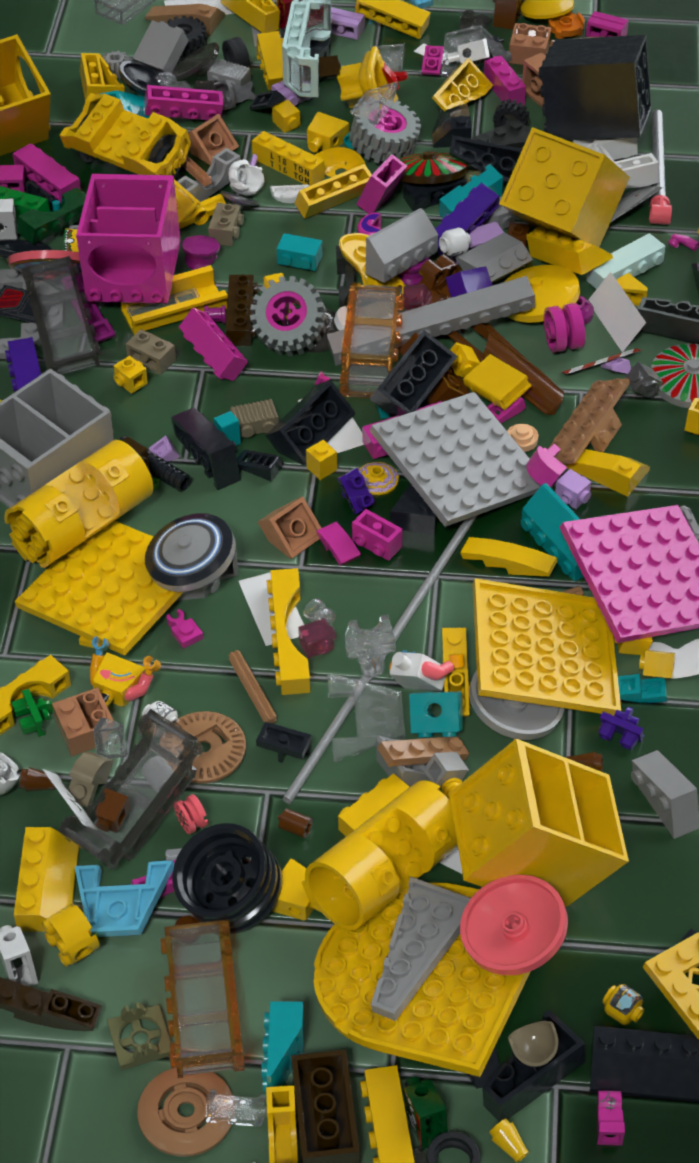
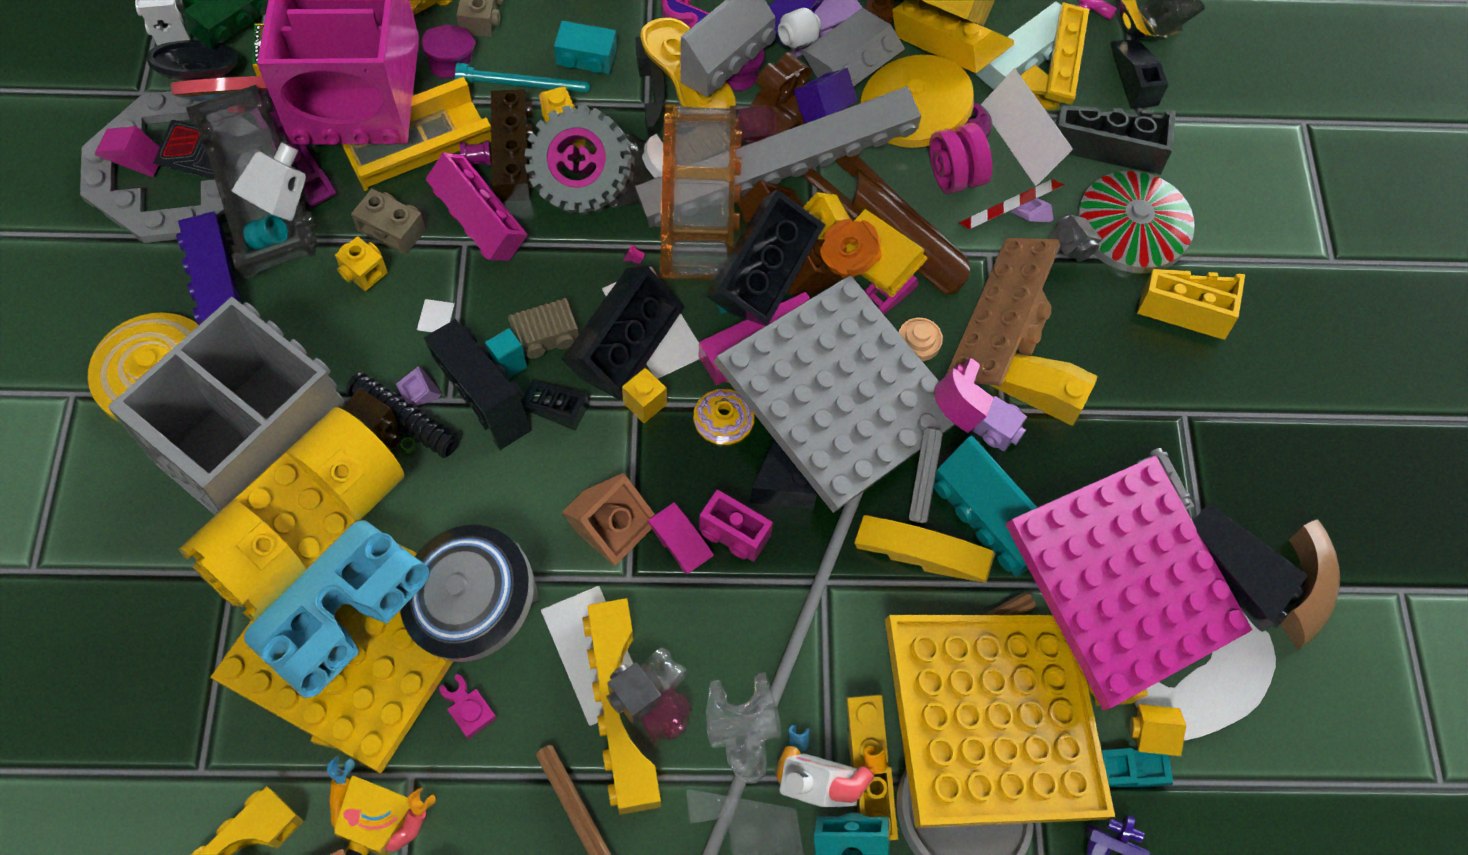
camera: 10 degrees left, 15 degrees up
(66, 348) = (265, 232): none -> teal wheel
(74, 318) = (272, 182): none -> white torso
(120, 537) = (300, 628): none -> medium azure connector
(177, 407) = (434, 315): none -> white sticker
(242, 270) = (472, 75): none -> teal piece
(298, 614) = (634, 691): none -> flat silver brick
(355, 490) = (698, 450): dark purple hips -> none
(486, 377) = (855, 262): none -> orange plate
(514, 512) = (925, 475): none -> light grey axle
(652, 265) = (1067, 53): none -> yellow tile

